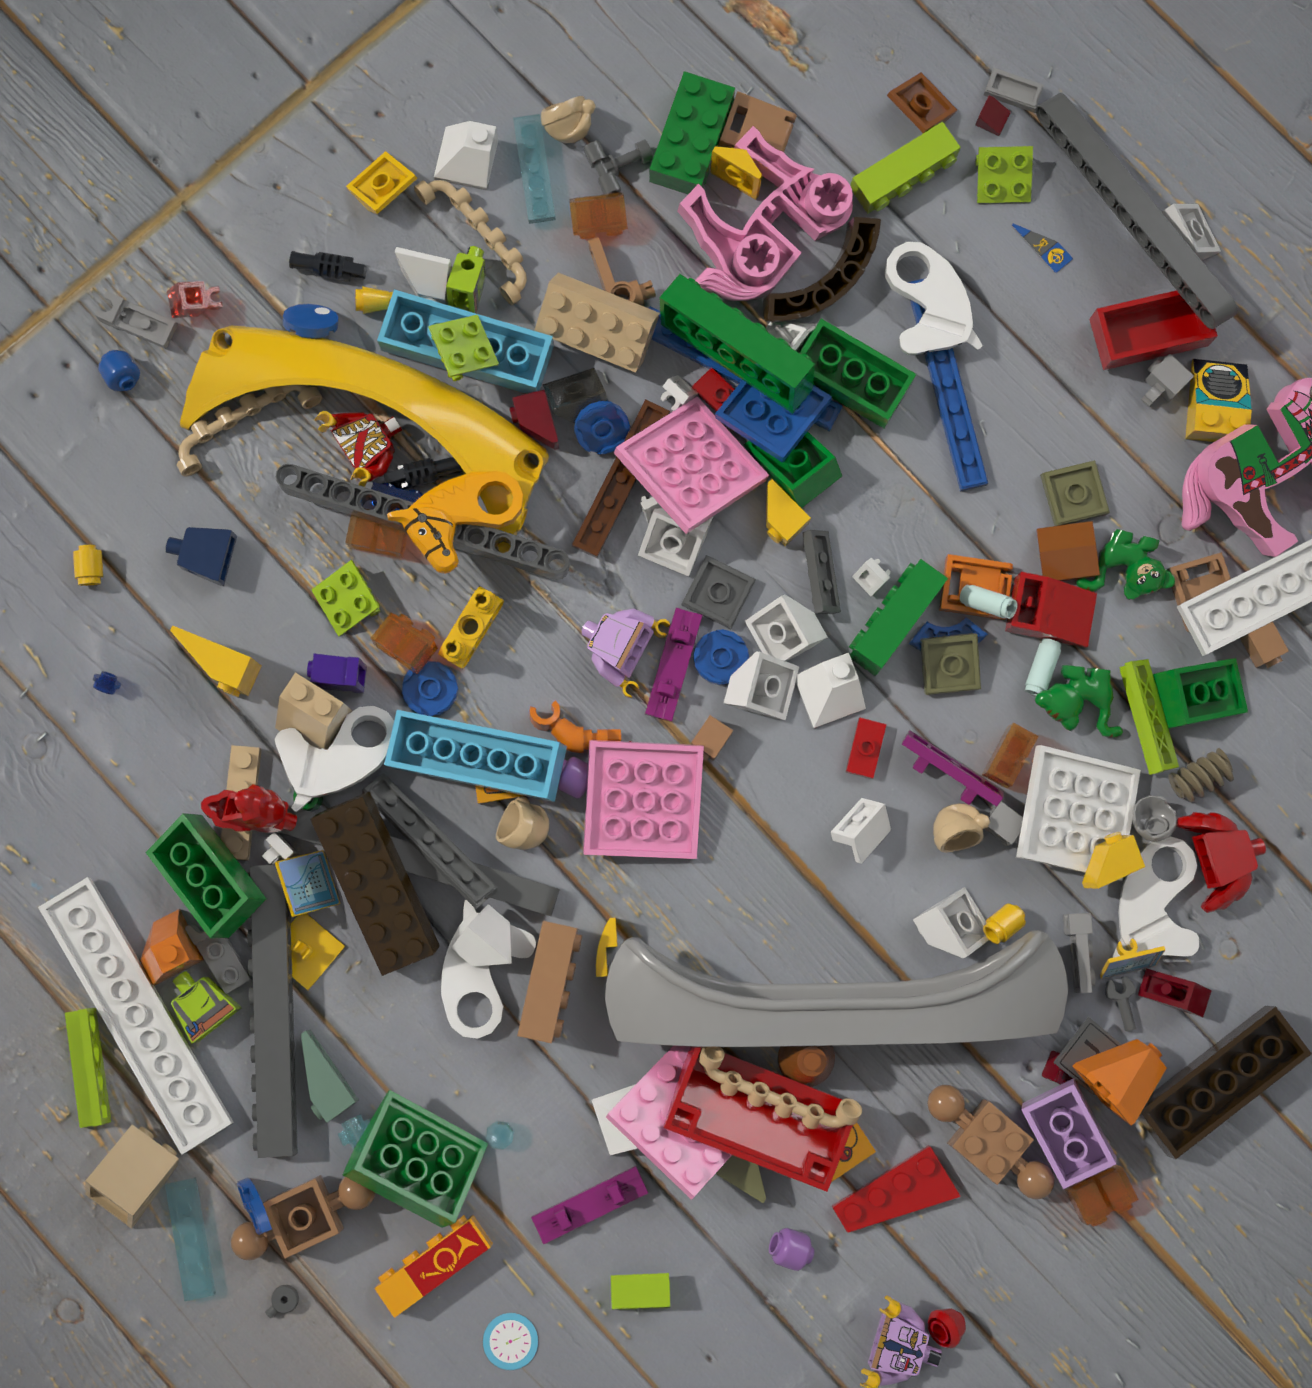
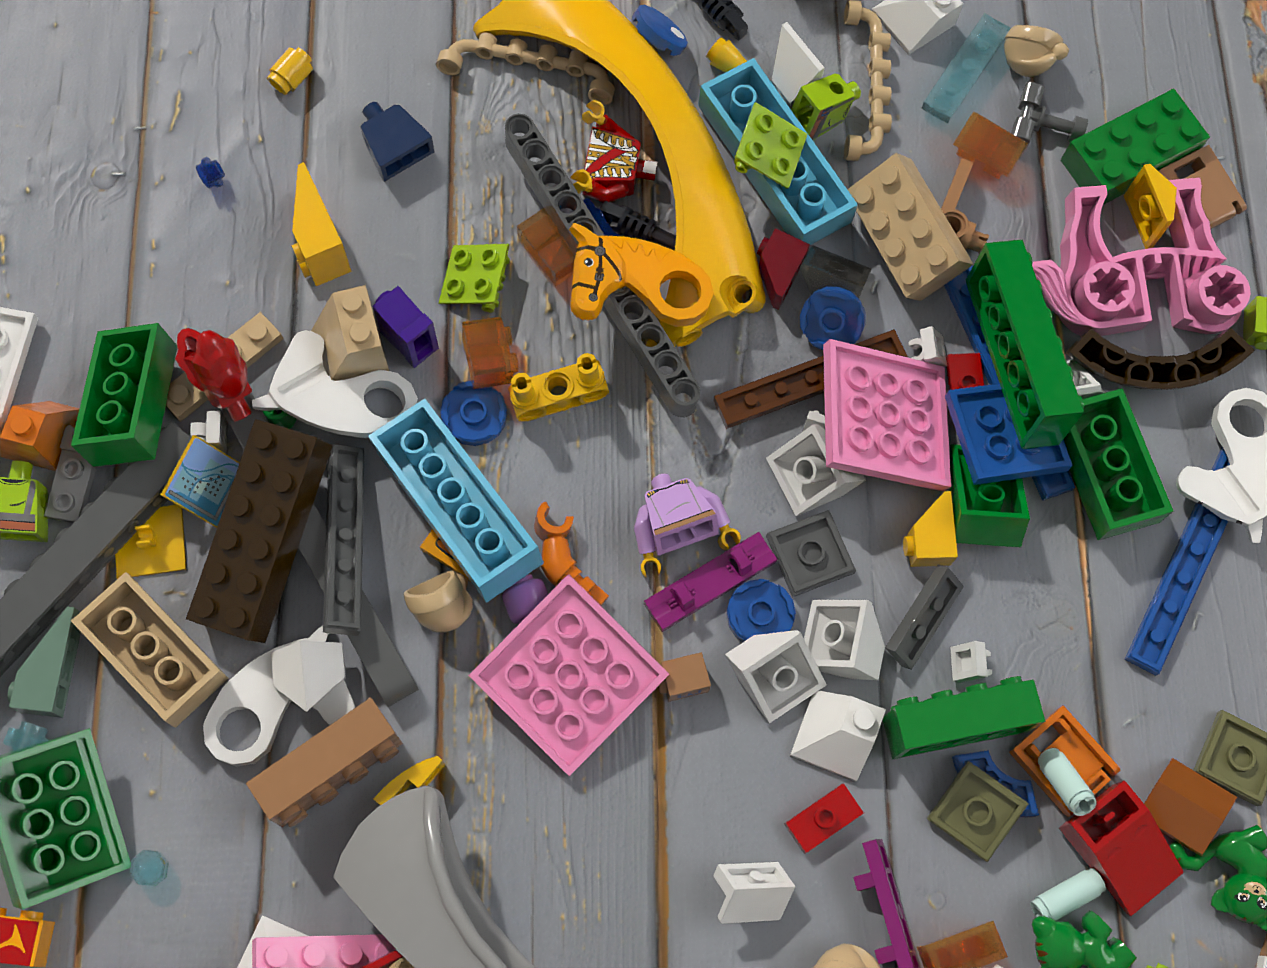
camera: 40 degrees right, 10 degrees down
(376, 1013) = (149, 650): none -> tan brick

